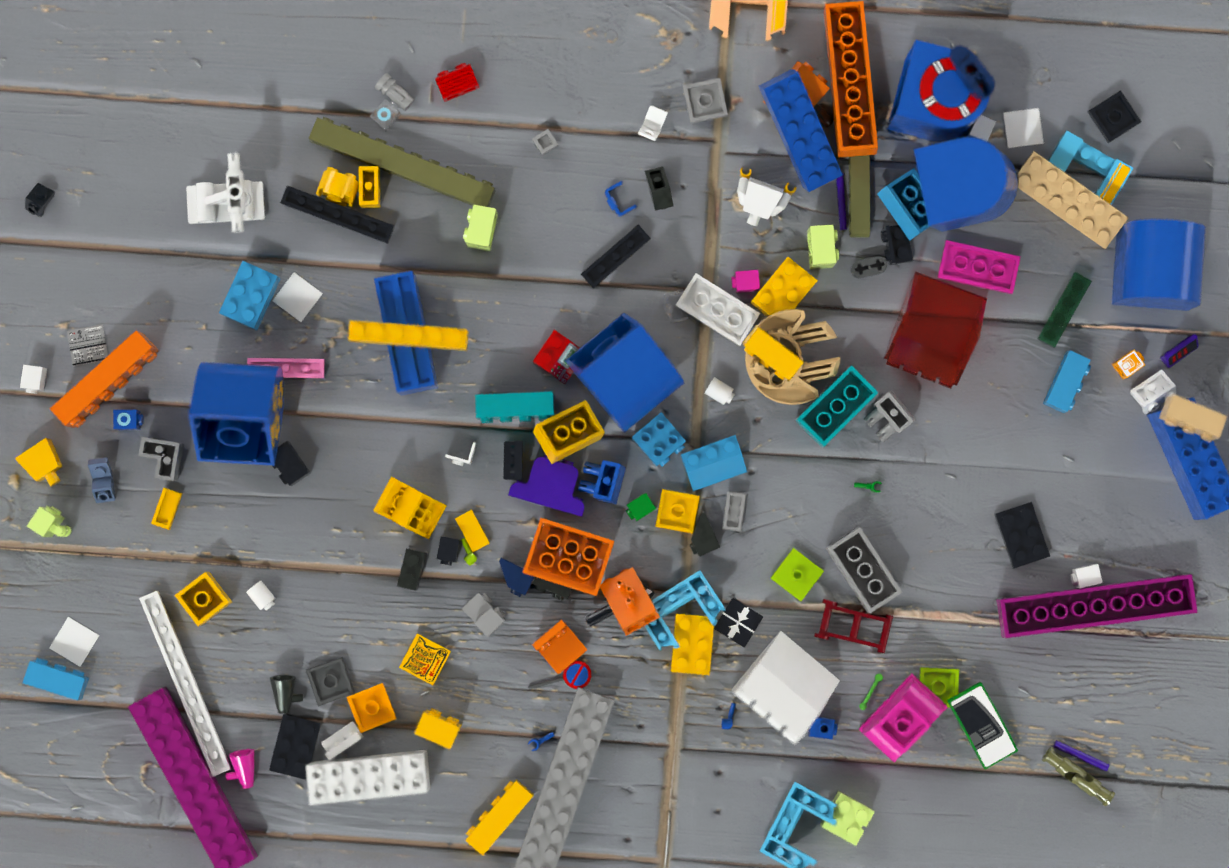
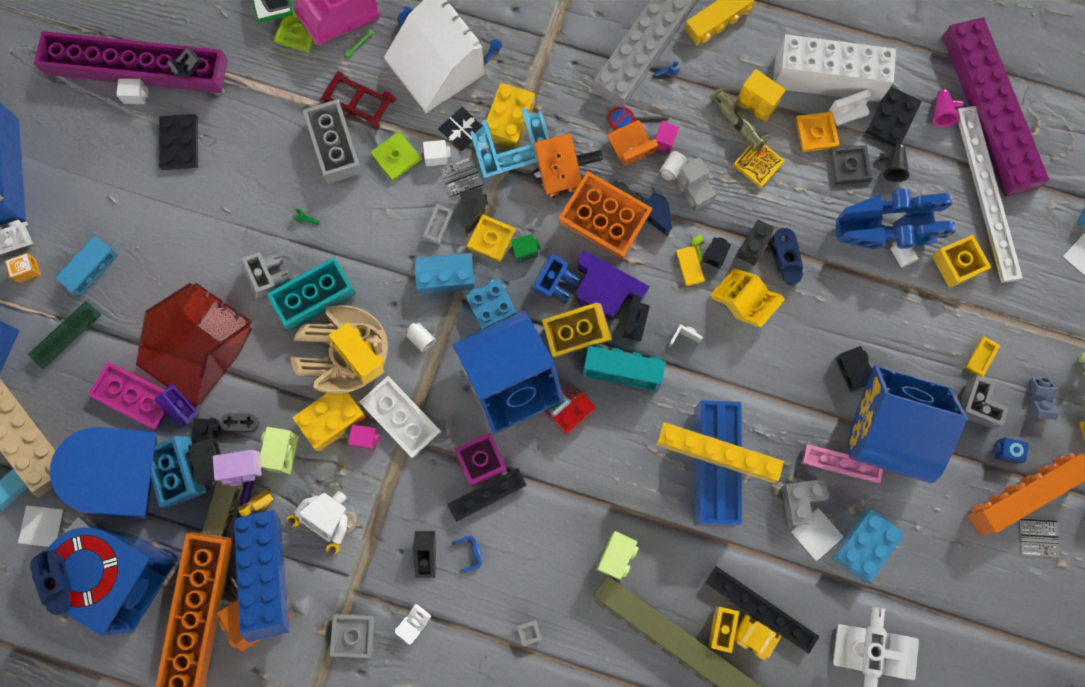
camera: 165 degrees left, 10 degrees down
(305, 611) = (863, 225): none -> blue piece
(323, 323) = (798, 498): none -> light grey brick
(369, 548) = (790, 271): none -> dark blue piece
(467, 709) = (736, 117): none -> olive piece
(512, 631) = (672, 165): none -> white brick
(526, 661) = (666, 136): none -> dark pink brick
(629, 285) = (480, 459): none -> magenta brick
(725, 570) = (461, 176): none -> light grey sticker
(755, 586) = (436, 153): none -> white brick
(827, 196) = (258, 502): none -> yellow plate
(850, 218) = (237, 467): none -> lavender brick
(883, 219) = (201, 457): none -> pearl dark grey brick
(932, 266) = (176, 406): none -> dark purple slope
(1034, 608) = (185, 64): none -> black bracket

